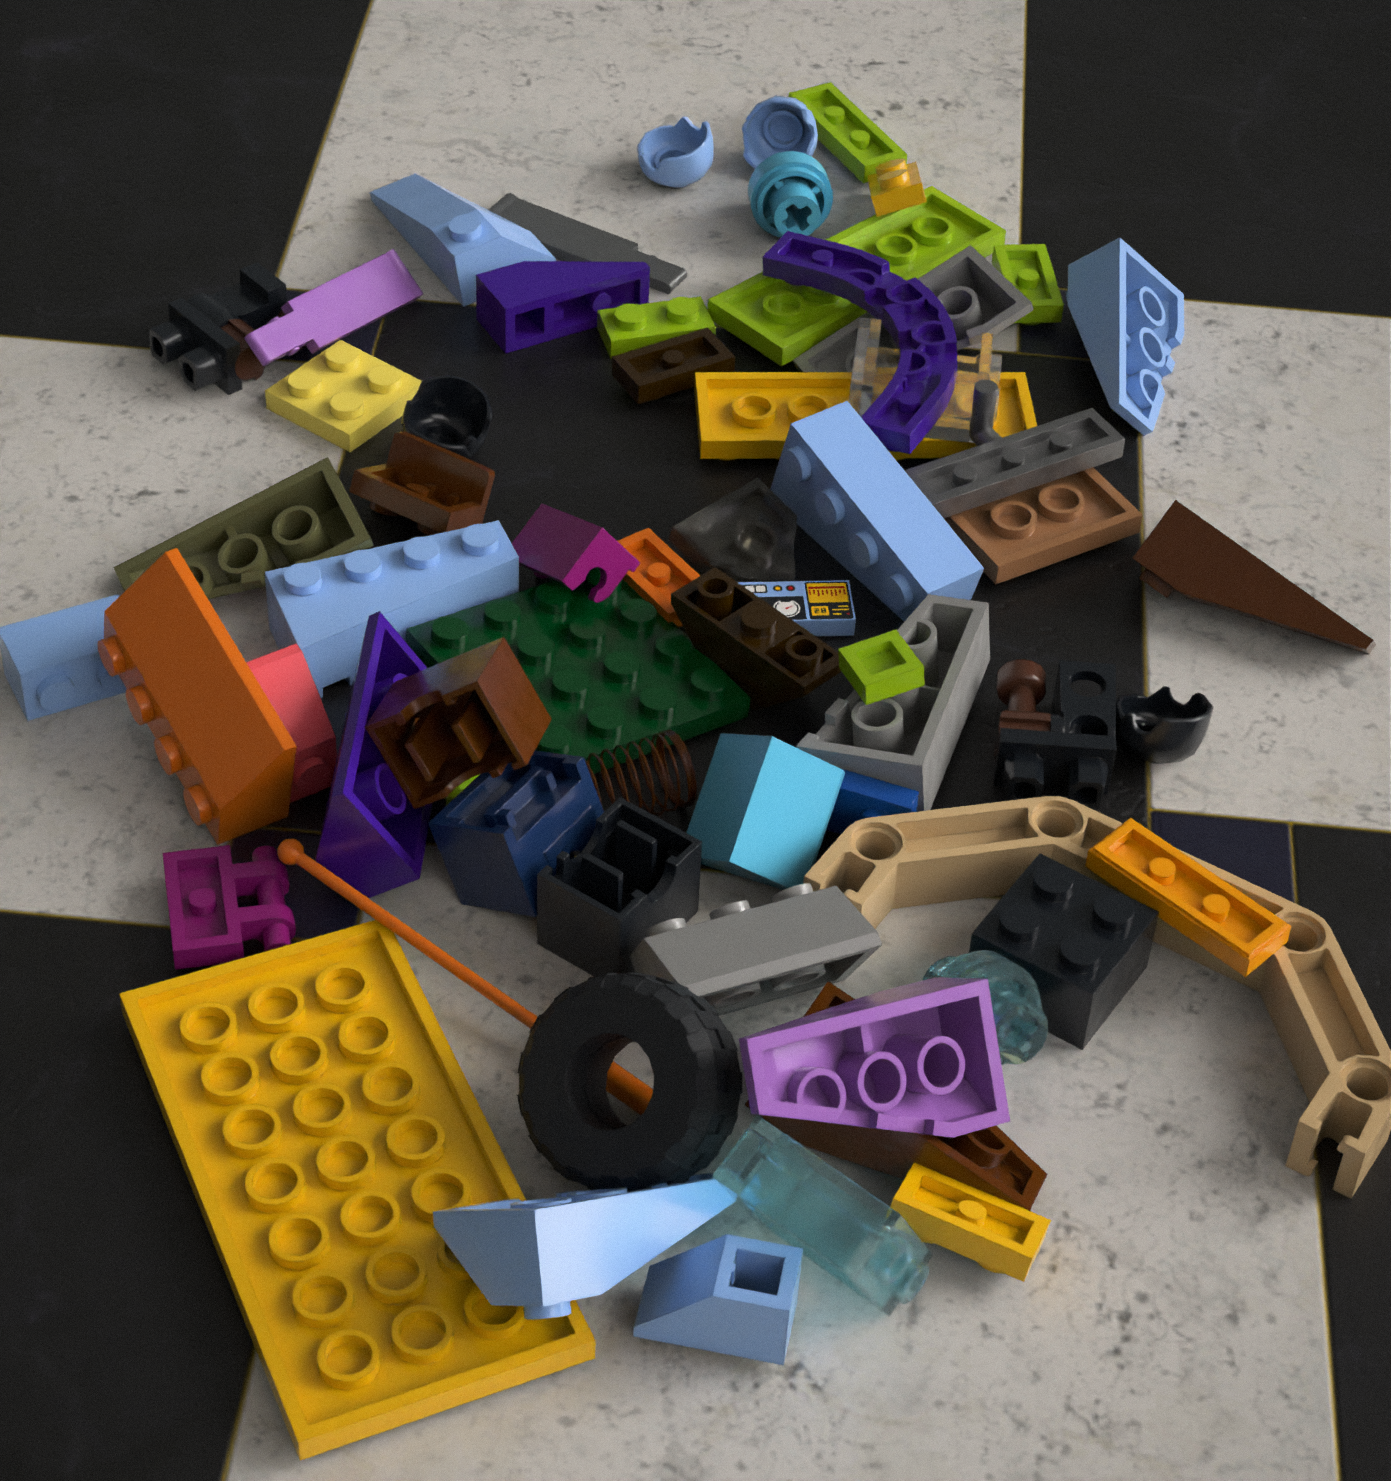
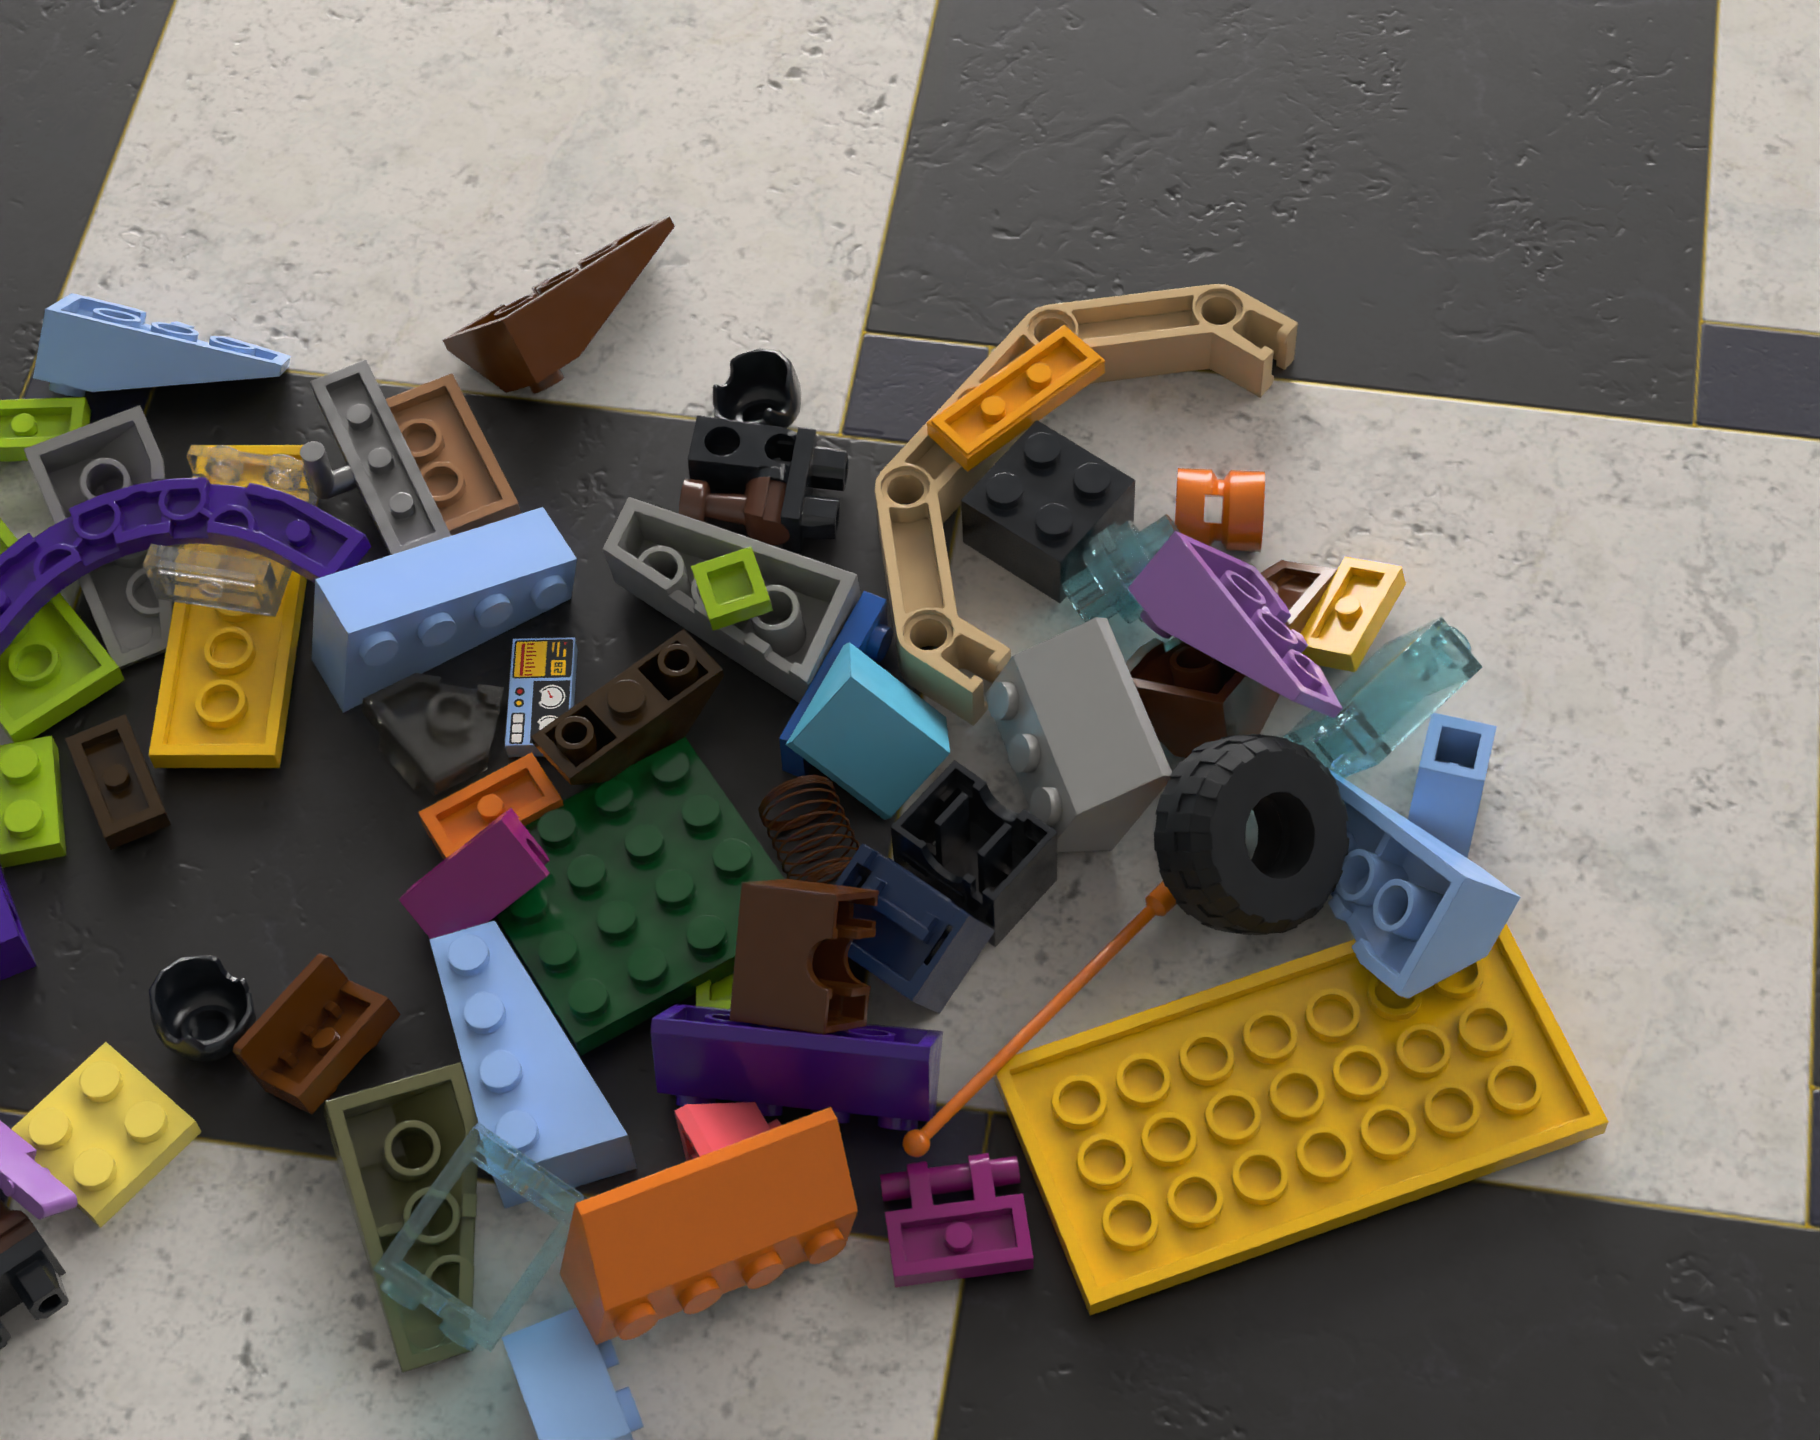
camera: 80 degrees left, 15 degrees up
(257, 546) = (525, 1178): none -> clear light blue window
(1088, 1095) = (1241, 507): none -> orange wheel

